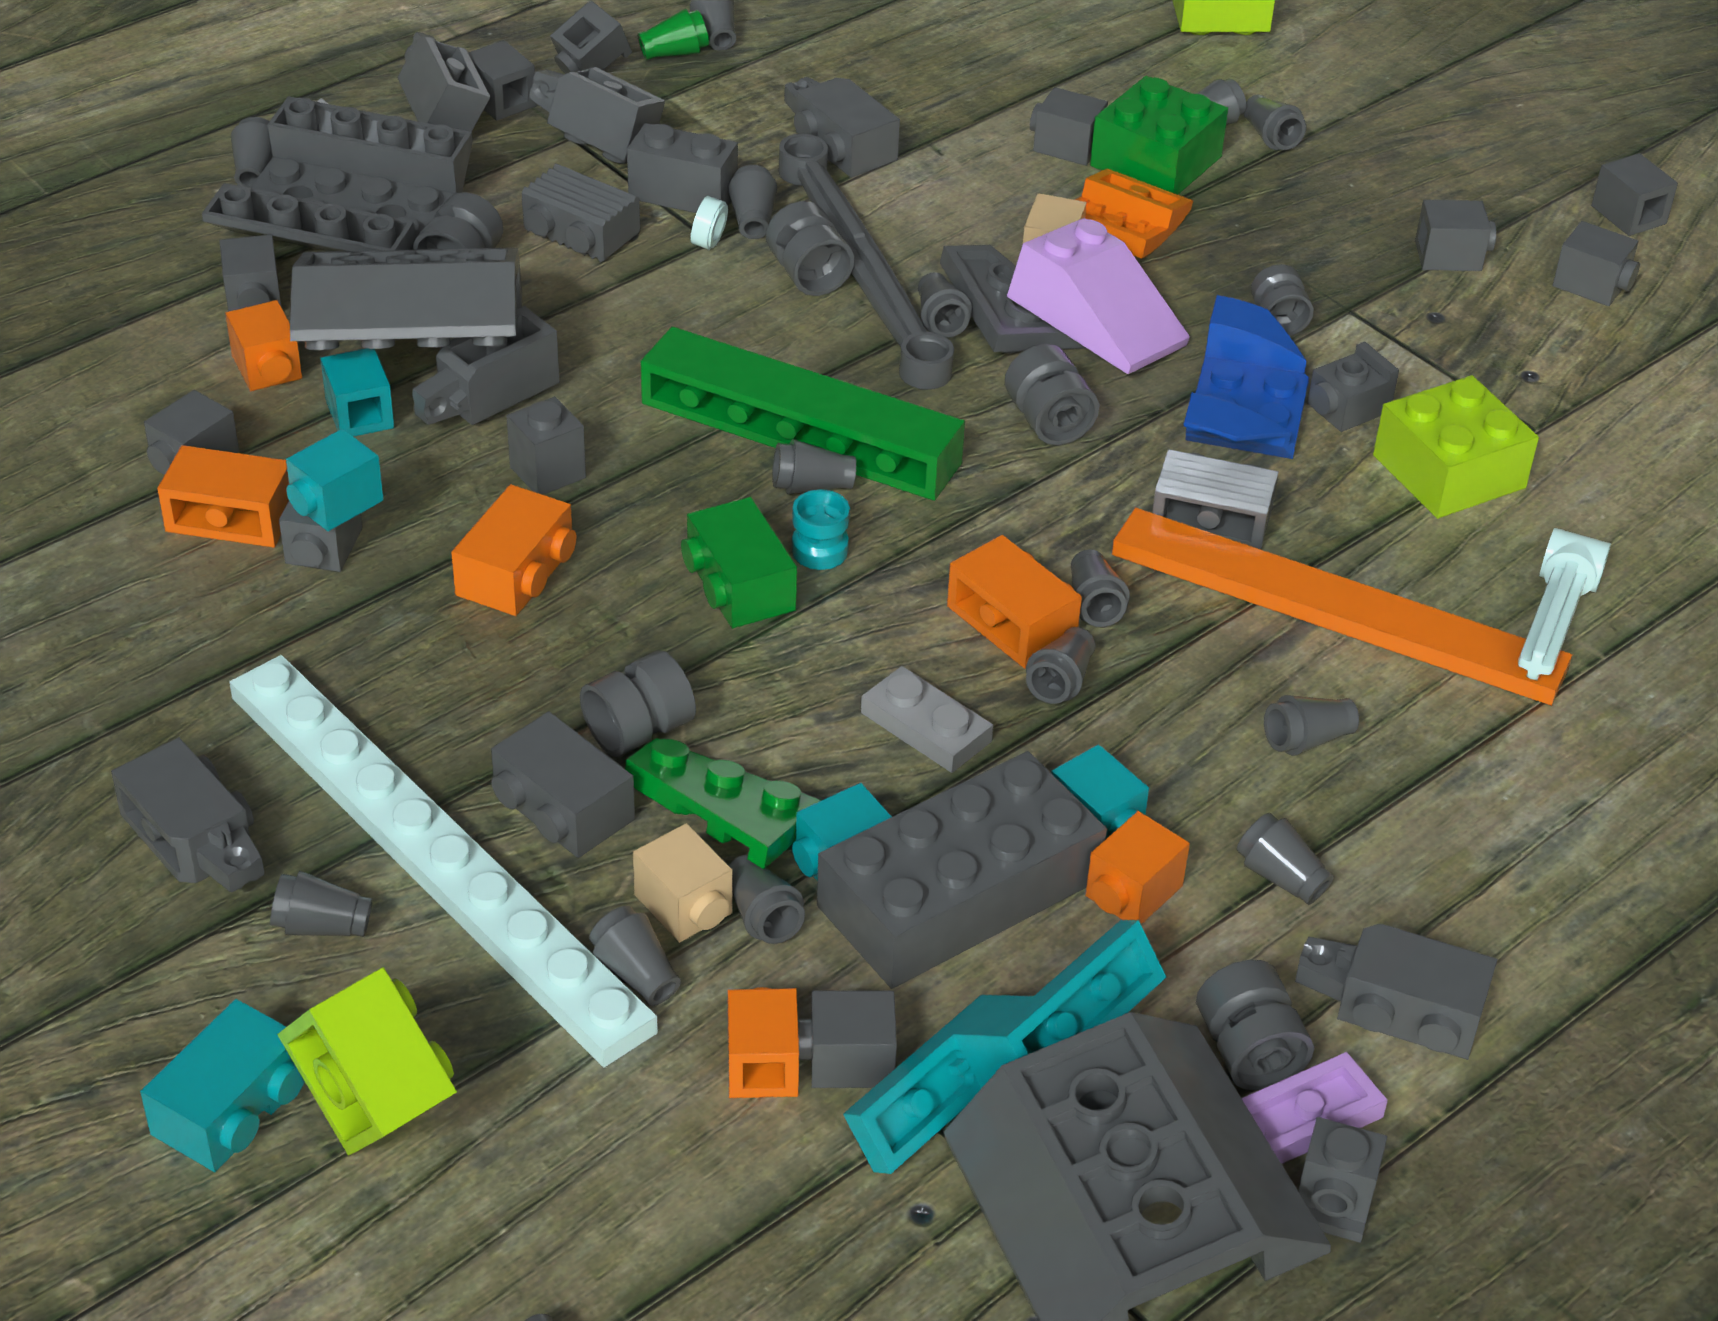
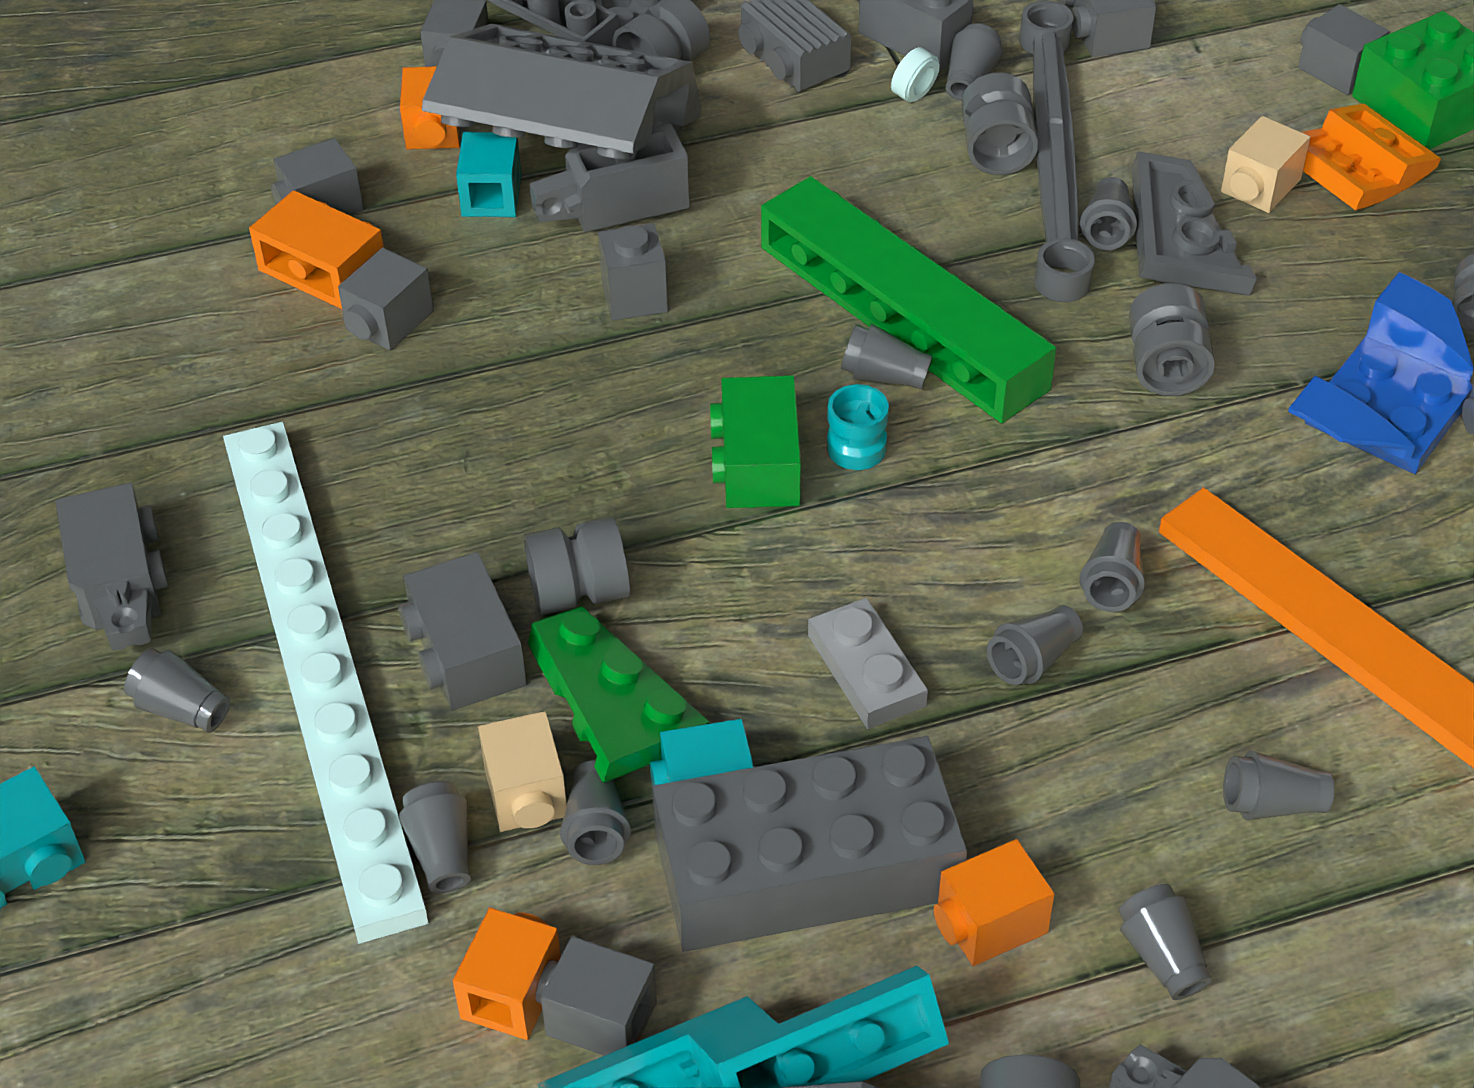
camera: 25 degrees right, 5 degrees up
(334, 480) = (394, 260): teal brick -> none
(368, 1060) = (99, 874): lime brick -> none
(513, 550) = (547, 370): orange brick -> none
(1011, 598) = (1017, 554): orange brick -> none
(1096, 295) = (1273, 243): lavender slope -> none
(1104, 787) = (993, 803): teal brick -> none
(1216, 496) = (1296, 499): brick -> none

